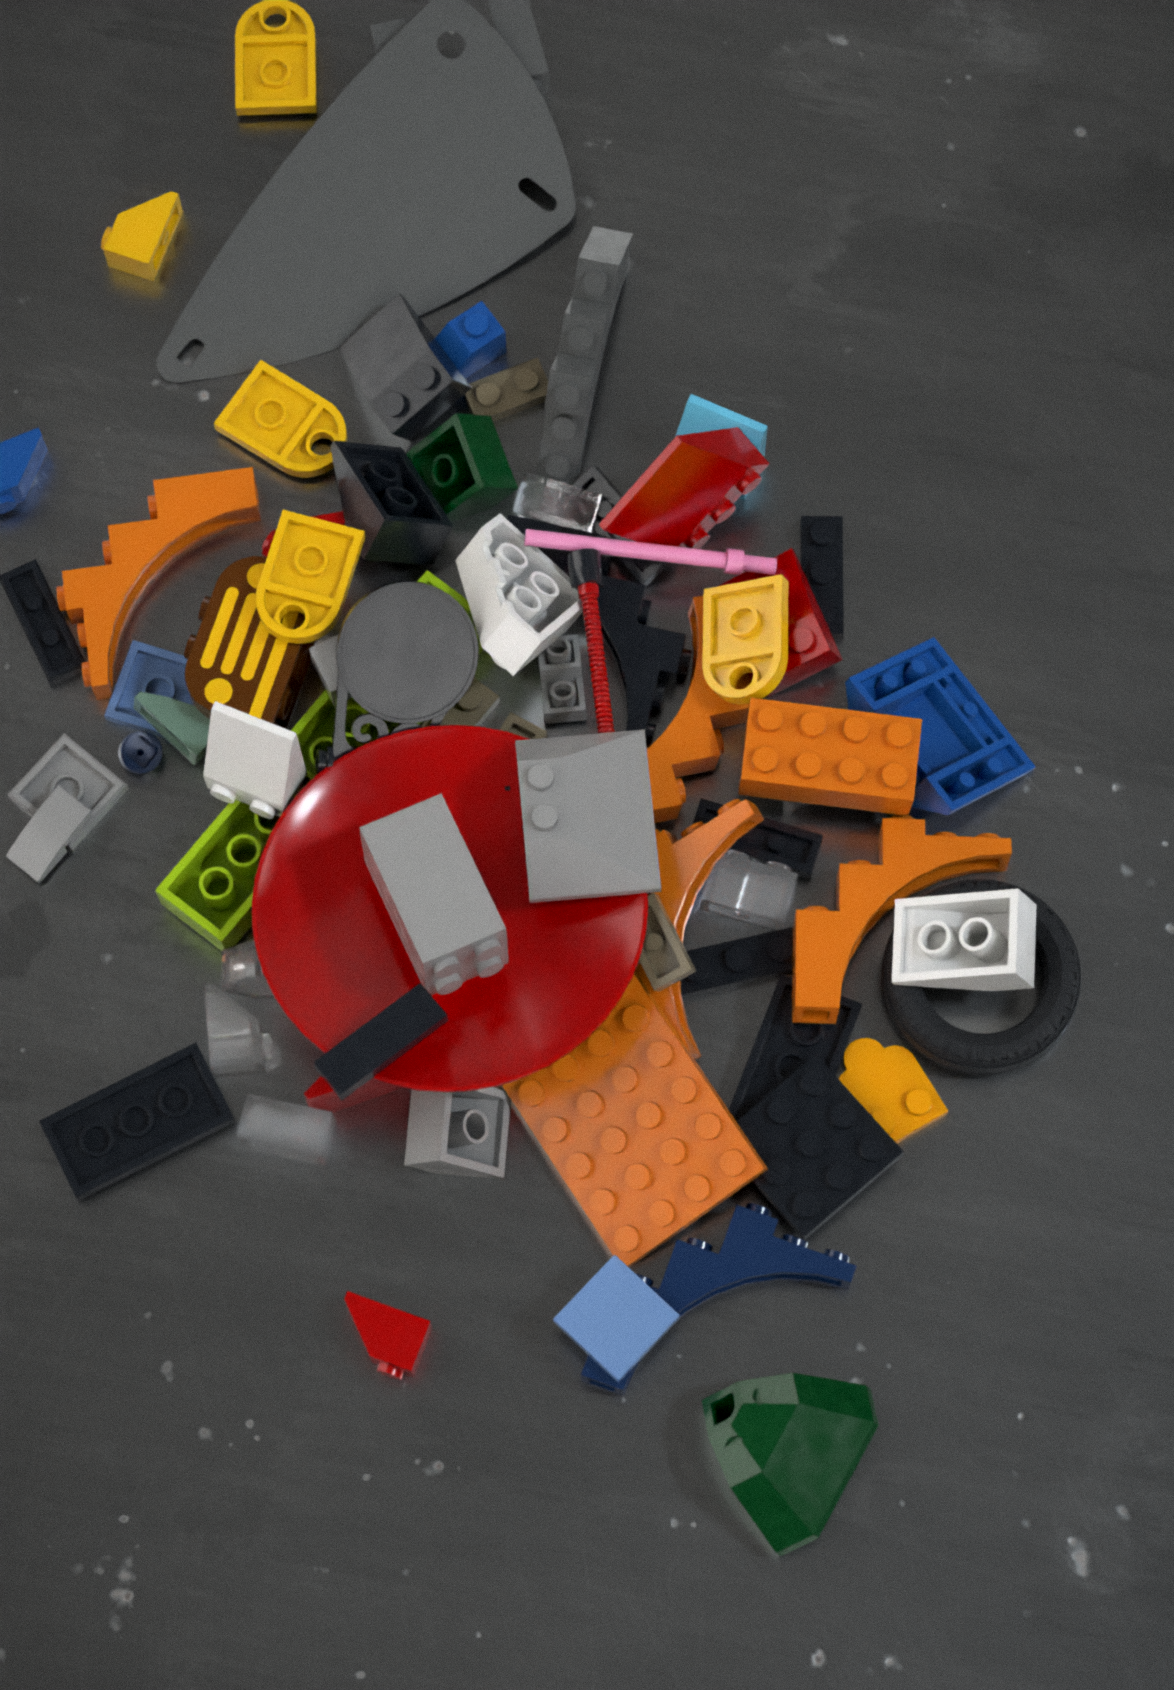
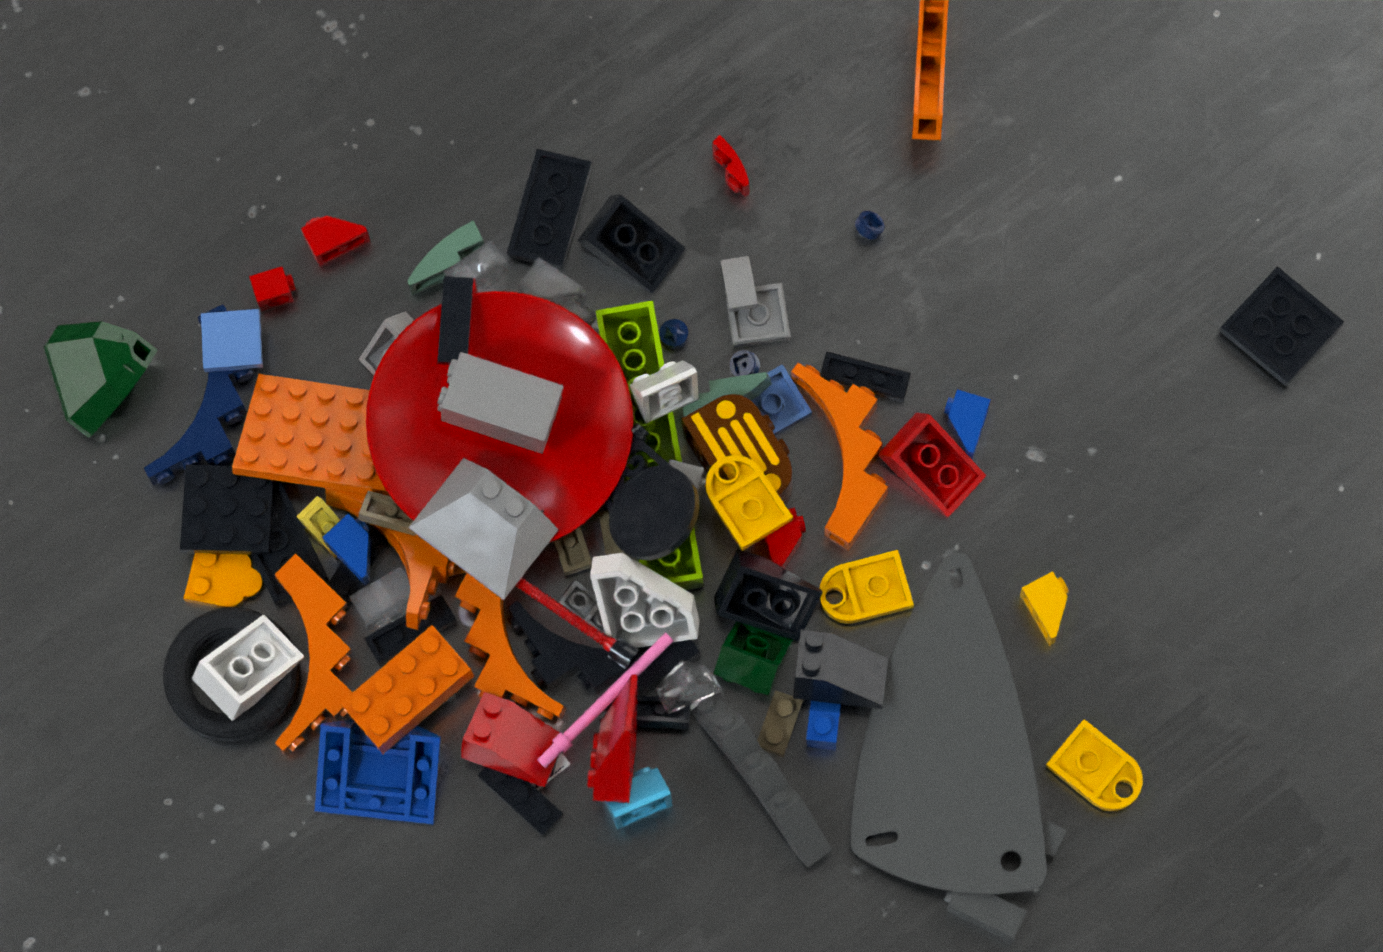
camera: 135 degrees right, 0 degrees up
(84, 471) = (932, 463): none -> red slope
(101, 995) = (631, 243): none -> black slope
(165, 856) = (673, 334): none -> dark blue tile
(297, 1181) = (443, 256): none -> sand green slope
(508, 1345) = (272, 288): none -> red brick
(726, 967) = (352, 545): none -> blue slope
(729, 1027) = (318, 520): none -> light yellow slope
(745, 634) = (510, 702): yellow plate -> none

